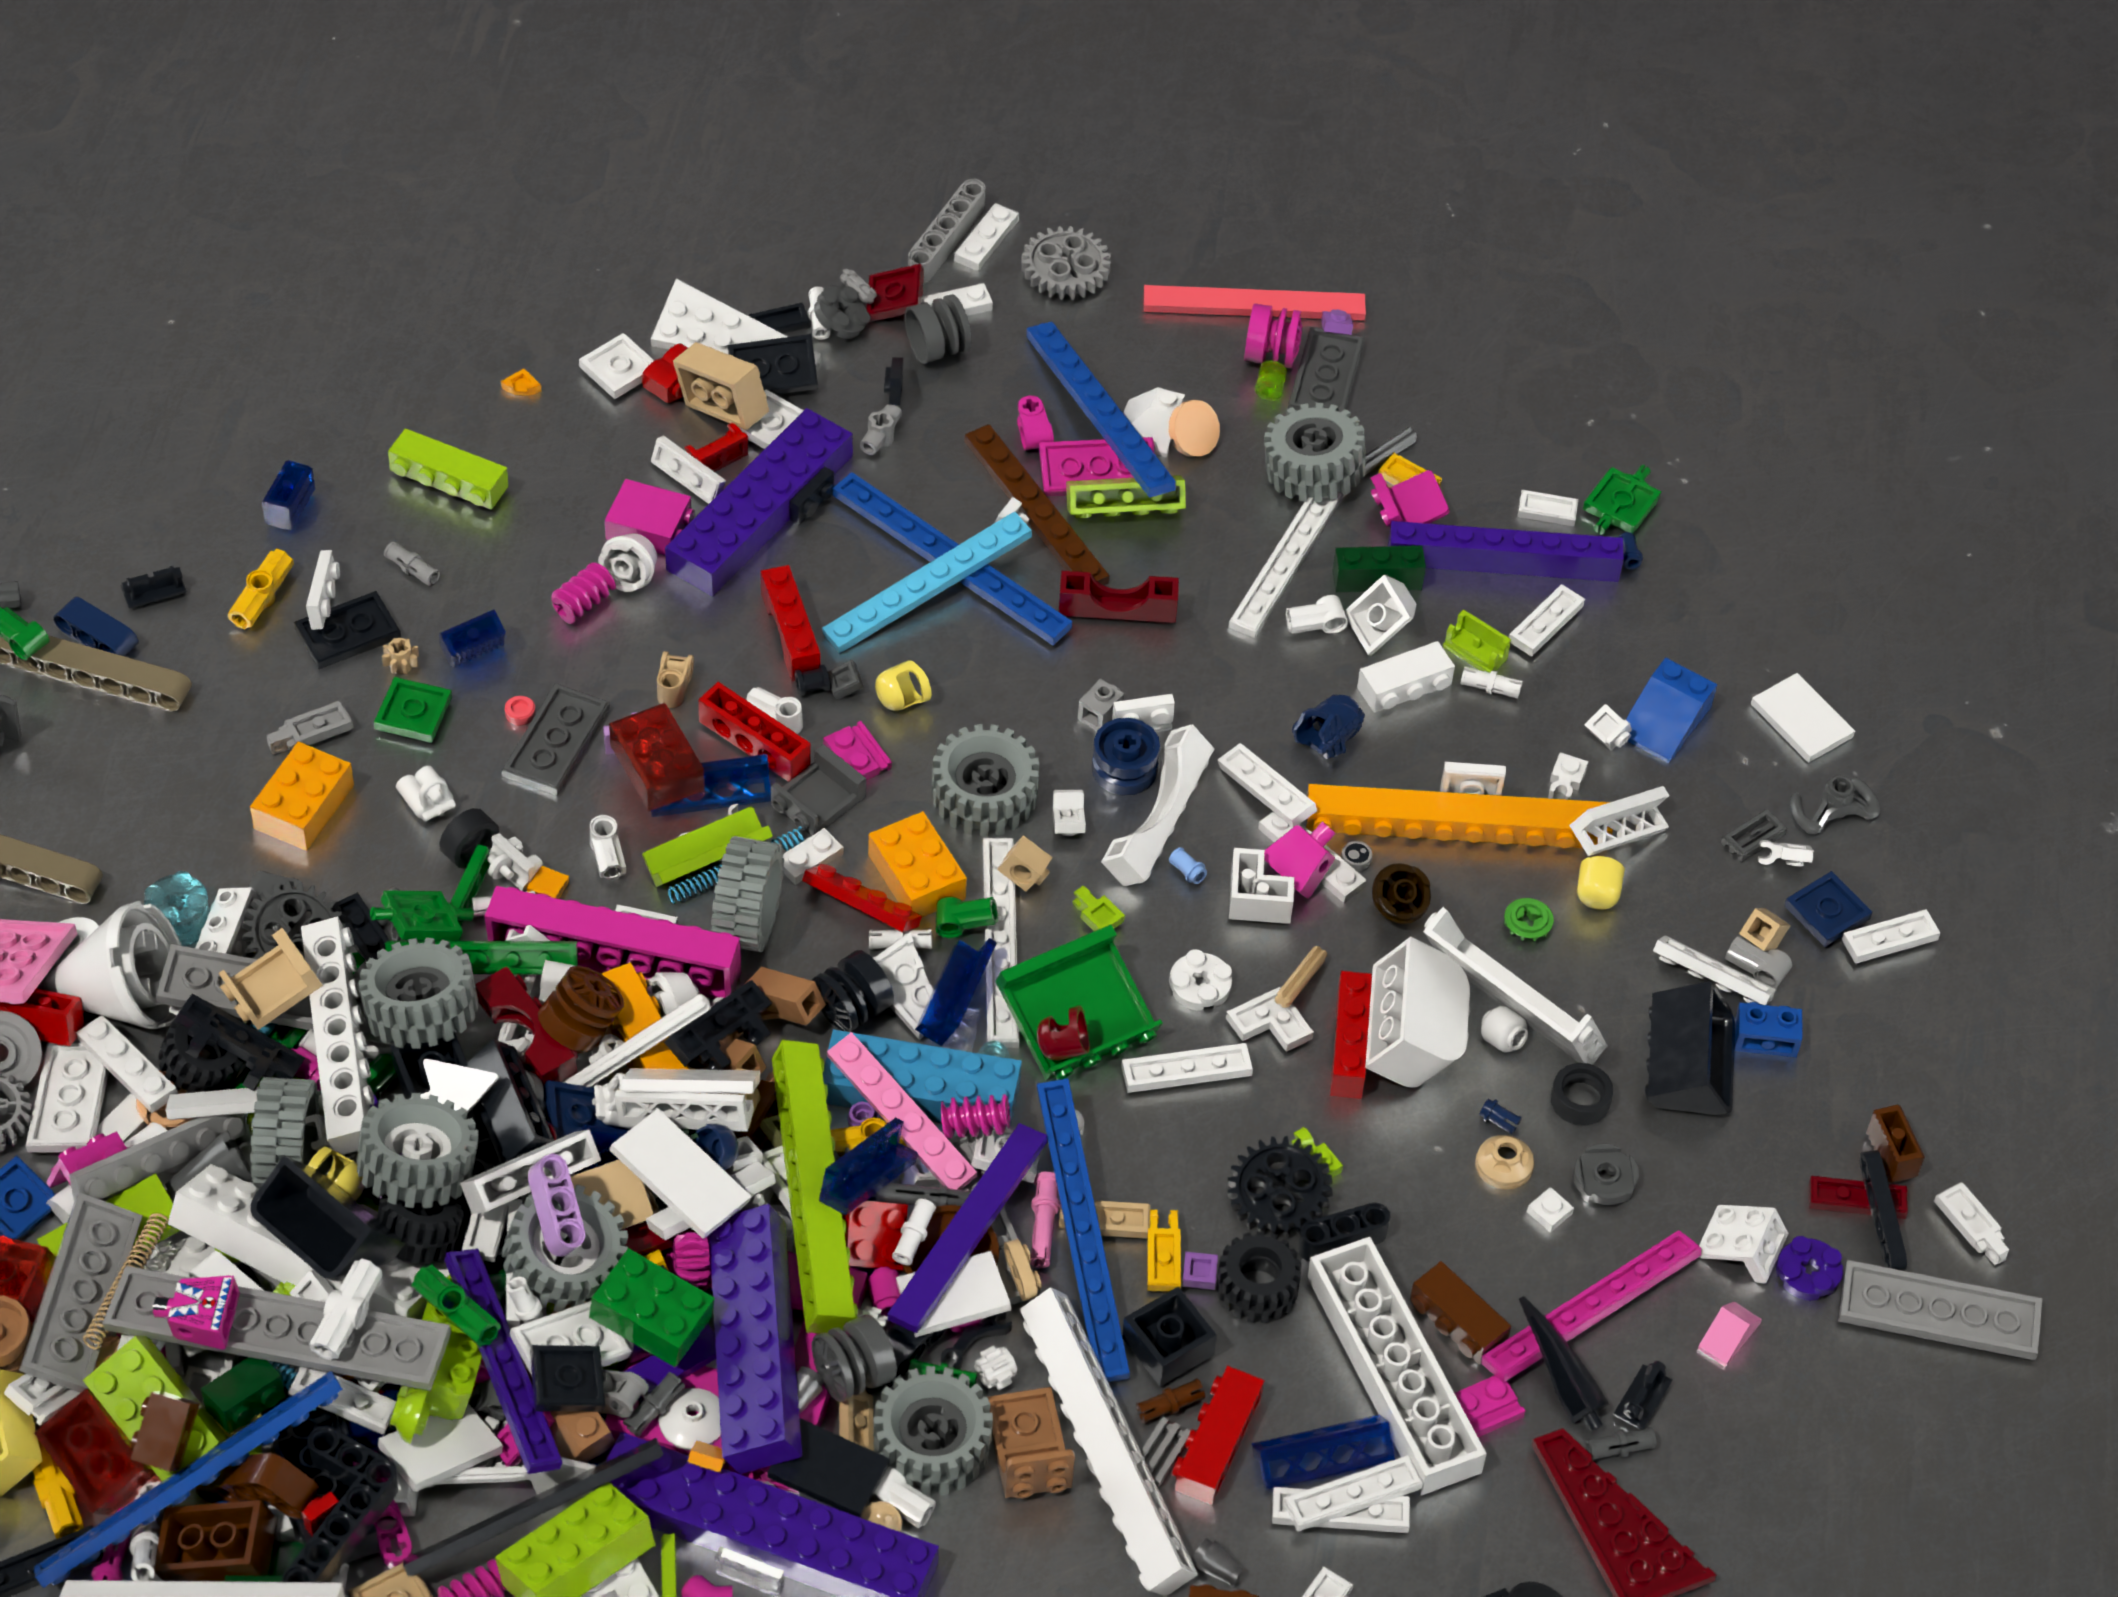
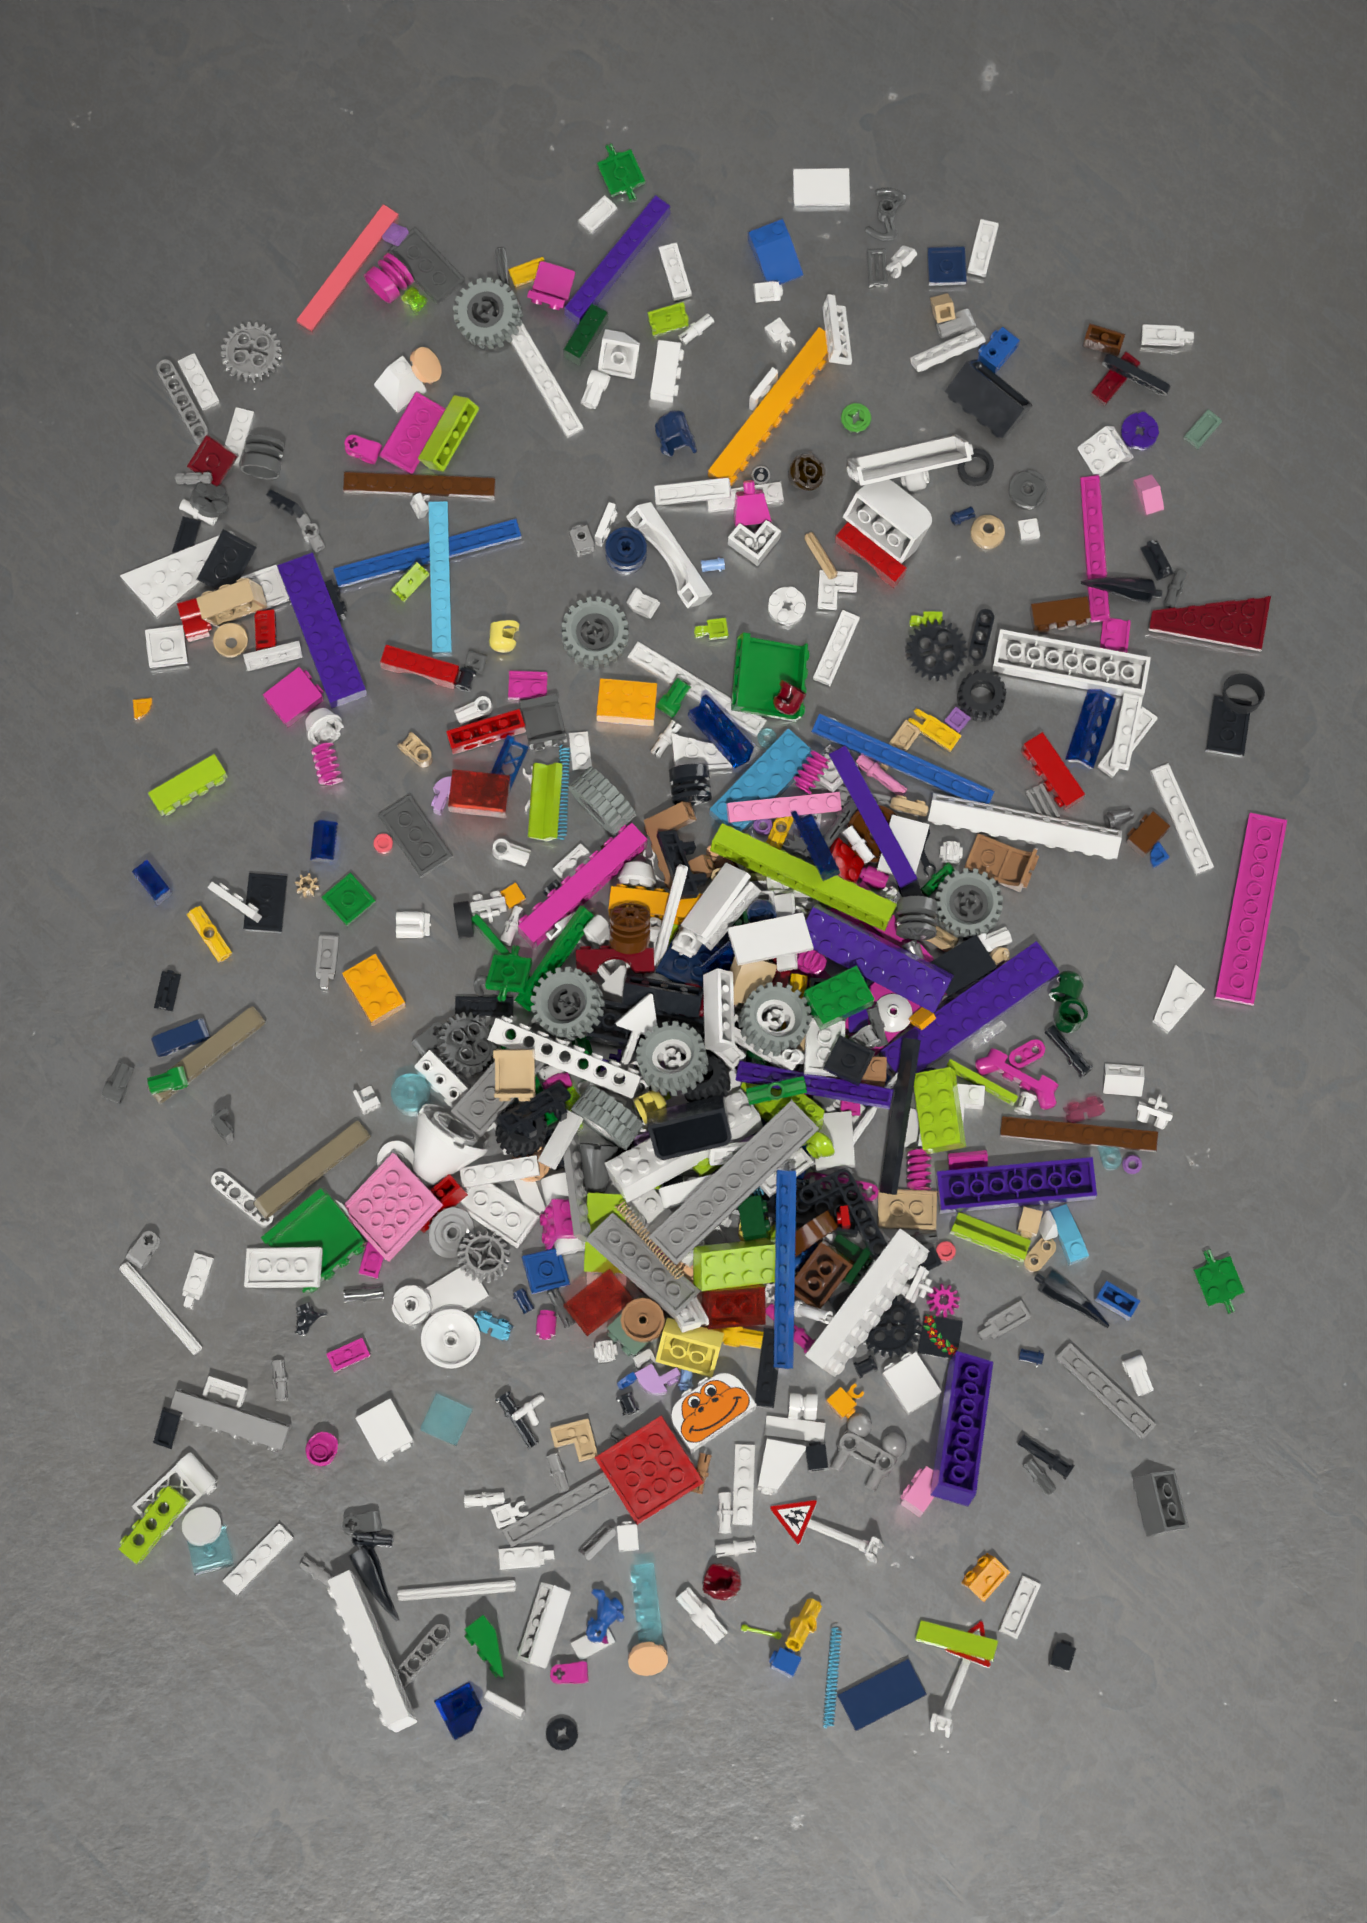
camera: 55 degrees left, 25 degrees up
(137, 869) = (367, 1099): none -> white panel
(164, 1430) = (758, 1266): reddish brown brick -> none
(201, 1310) = (707, 1214): dark pink torso -> none
(345, 1309) = (754, 1144): white piece -> none
(412, 563) = (241, 842): light grey pin -> none
(550, 1219) = (751, 1007): lavender beam -> none
(674, 411) = (228, 631): none -> tan piece
(868, 901) = (629, 742): red plate -> none
(895, 552) = (410, 581): none -> lime hinge
(1025, 864) = (662, 647): tan brick -> none
(1101, 409) = (380, 407): blue plate -> none
(1151, 601) = (526, 474): dark red arch -> none
(1169, 1336) = (988, 760): black brick -> none
(1170, 1400) = (1019, 781): reddish brown pin -> none
(1600, 882) = (862, 369): light yellow helmet -> none
(1631, 554) = (652, 191): dark blue pin -> none
(1884, 1348) = (1203, 429): none -> sand green tile
(1940, 1310) = (1201, 388): light grey plate -> none

